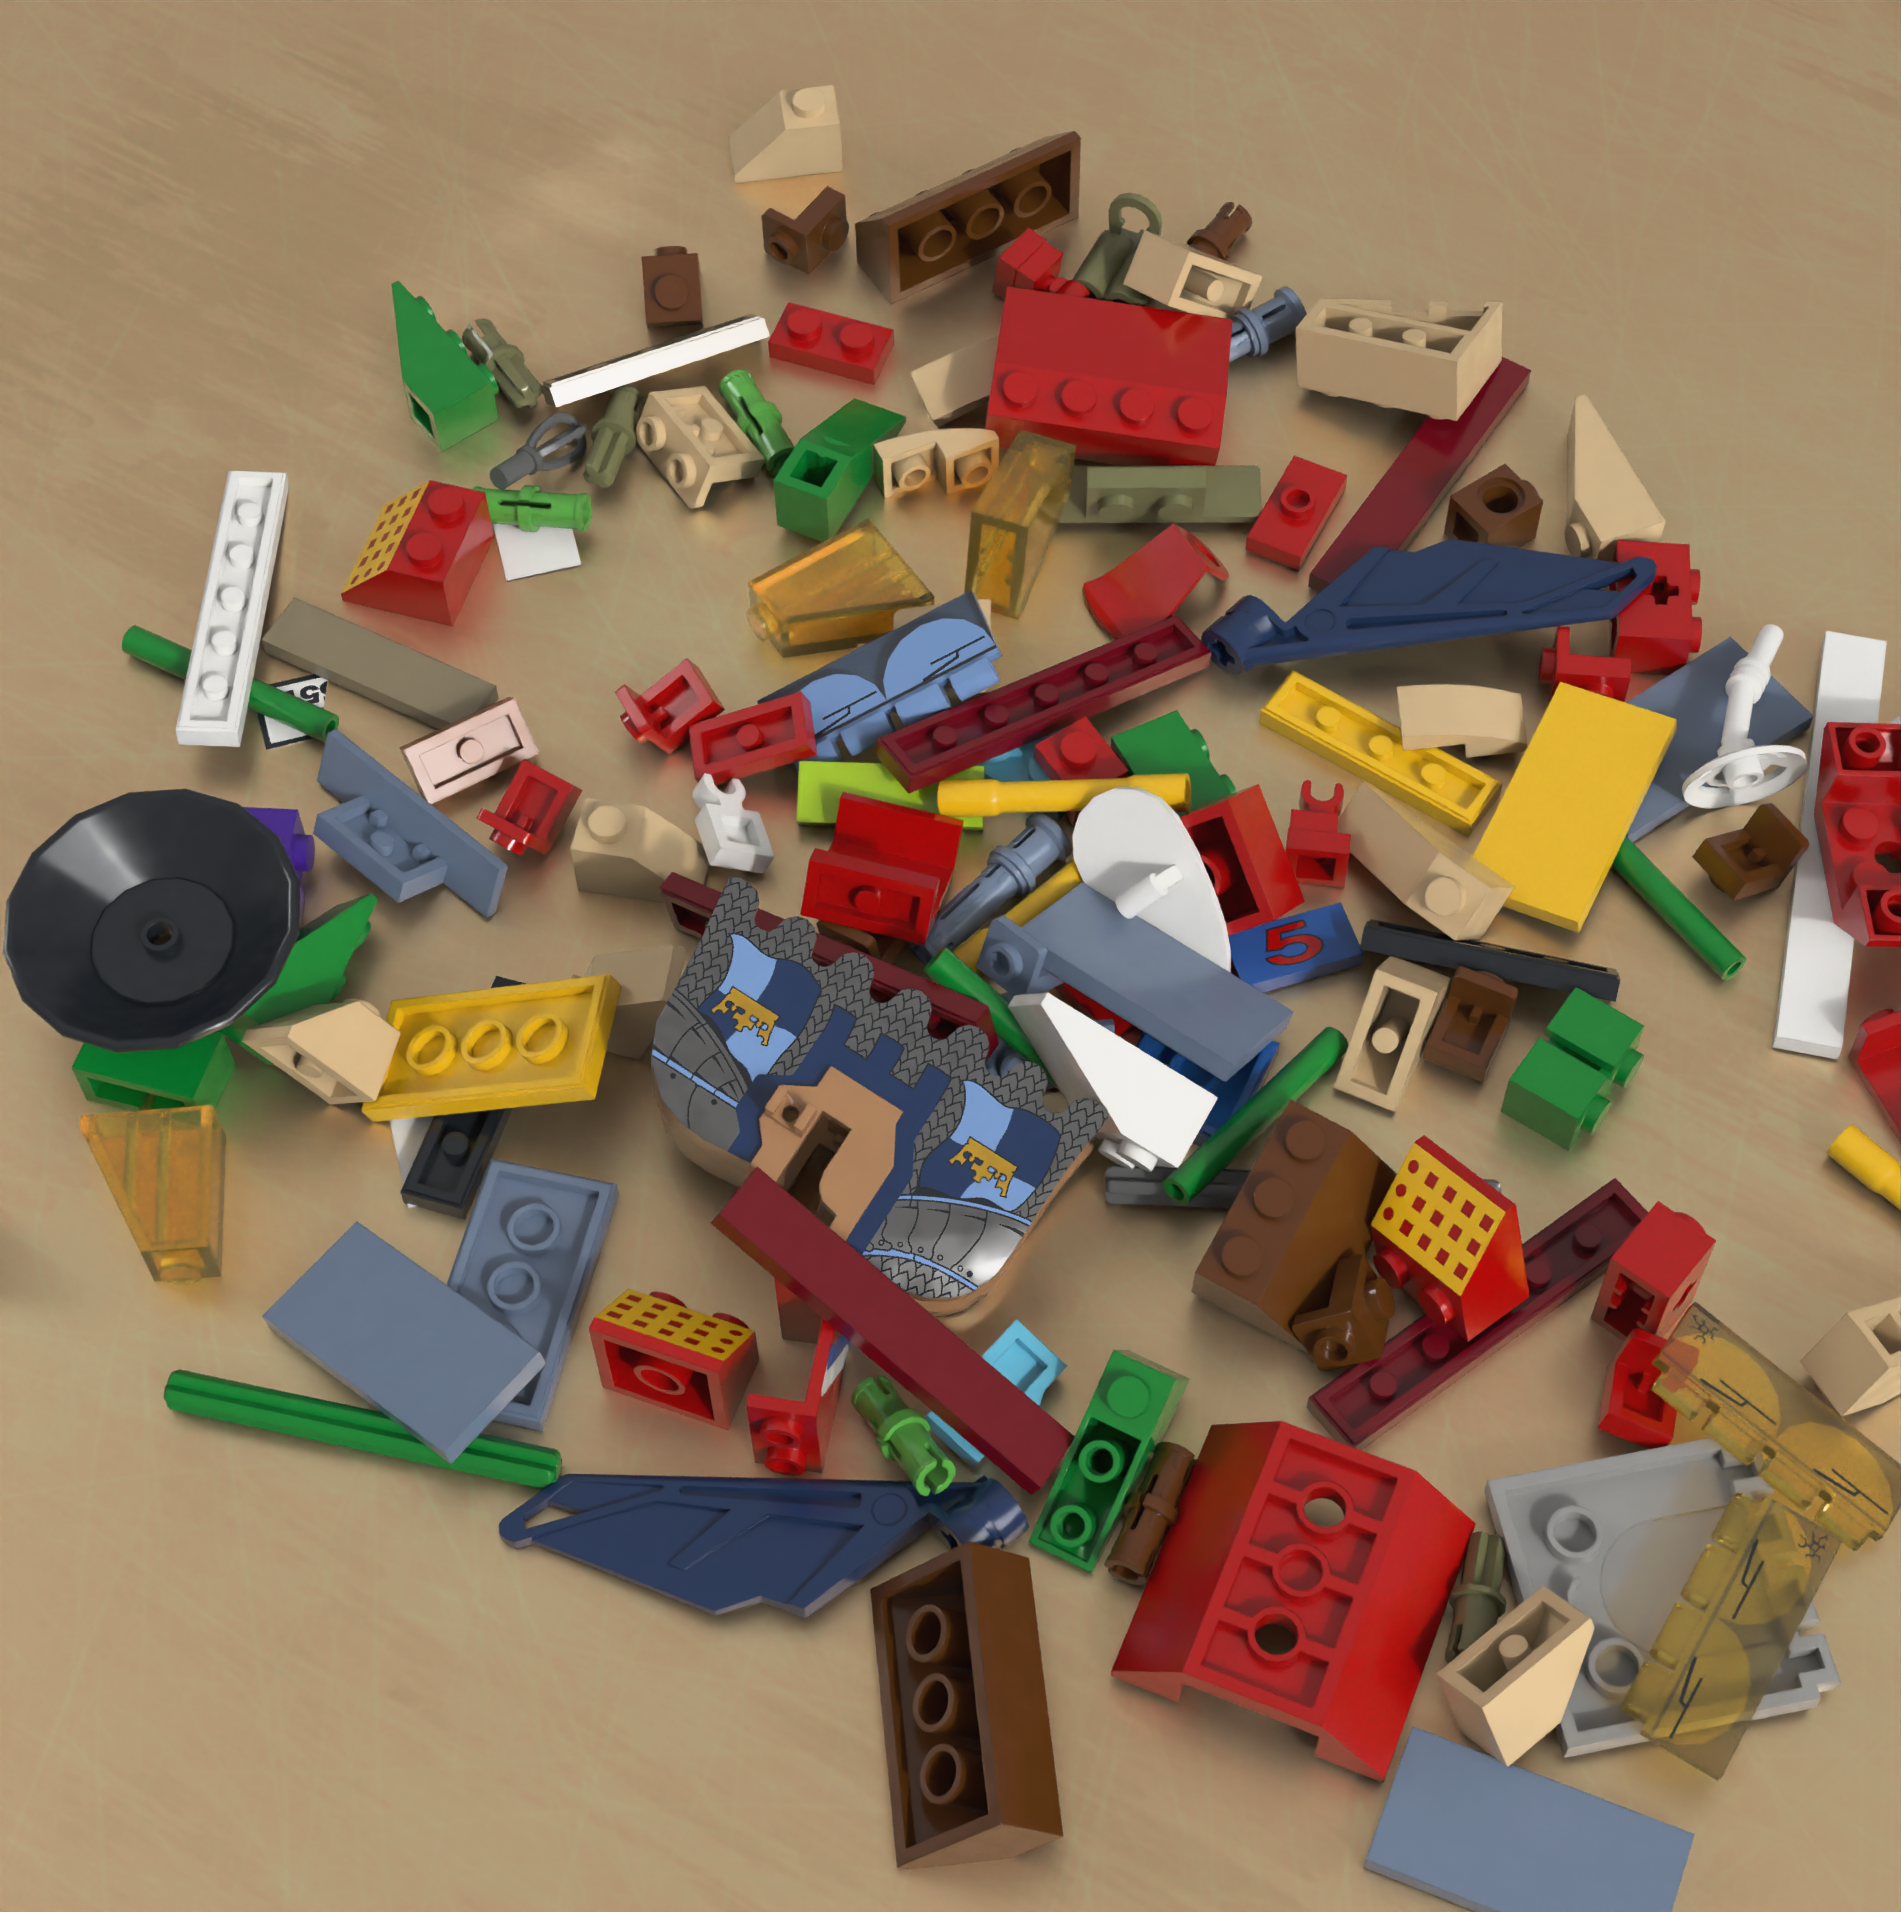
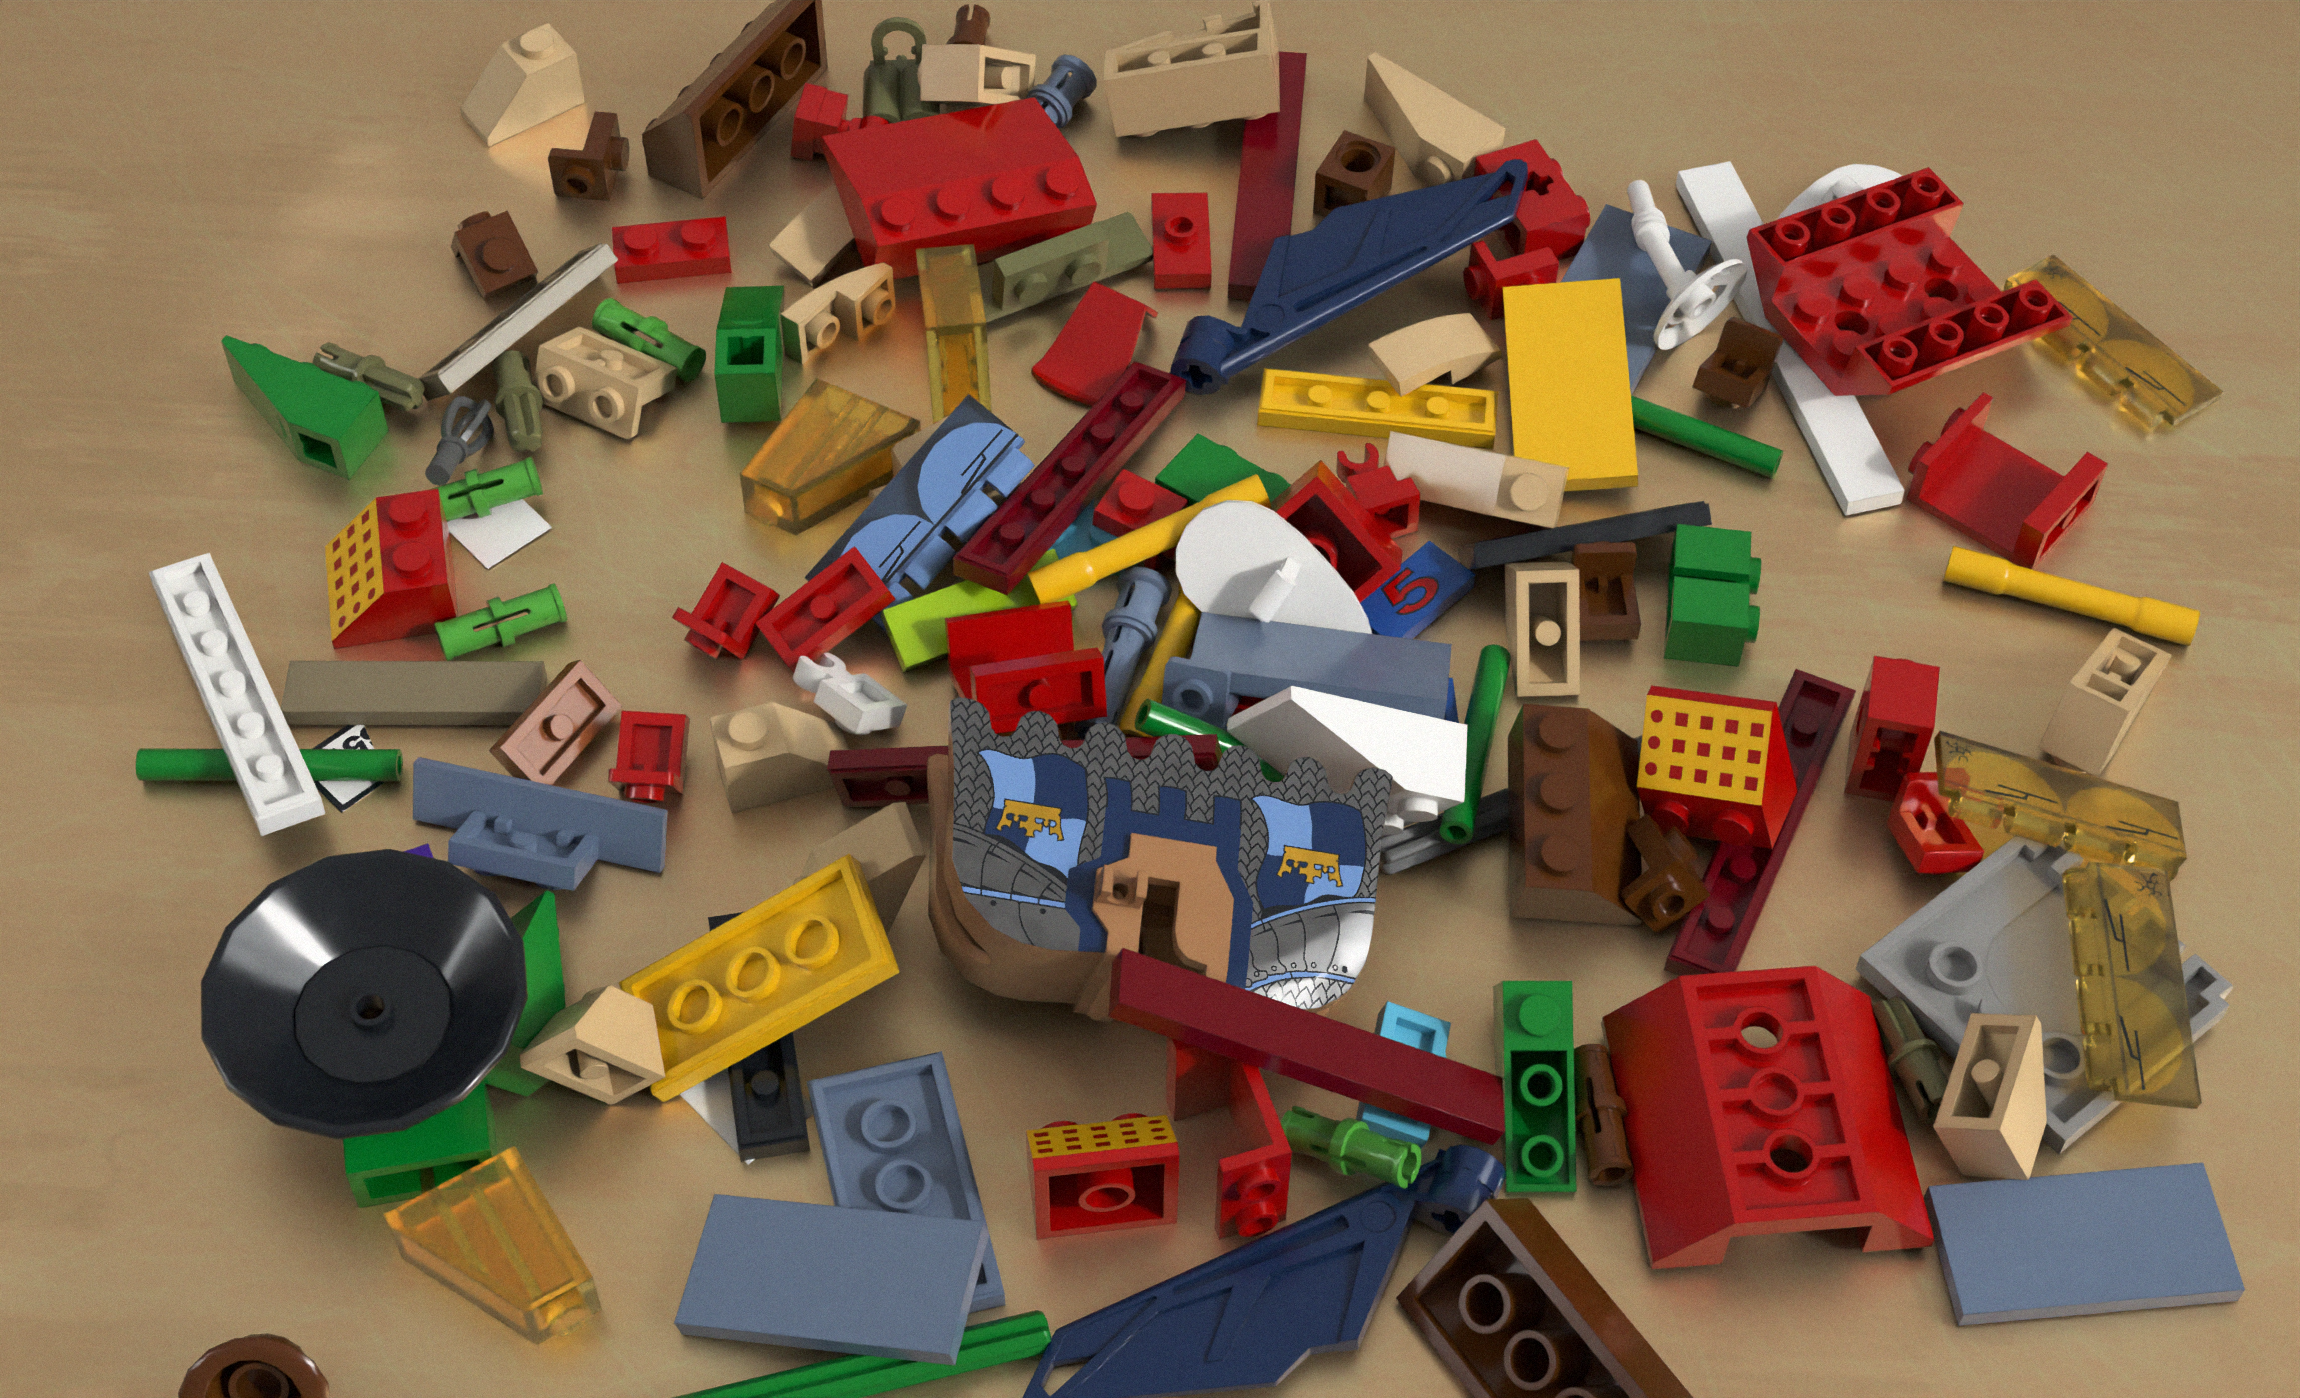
camera: 30 degrees left, 5 degrees down
(443, 631) = (542, 606): none -> bright green pin

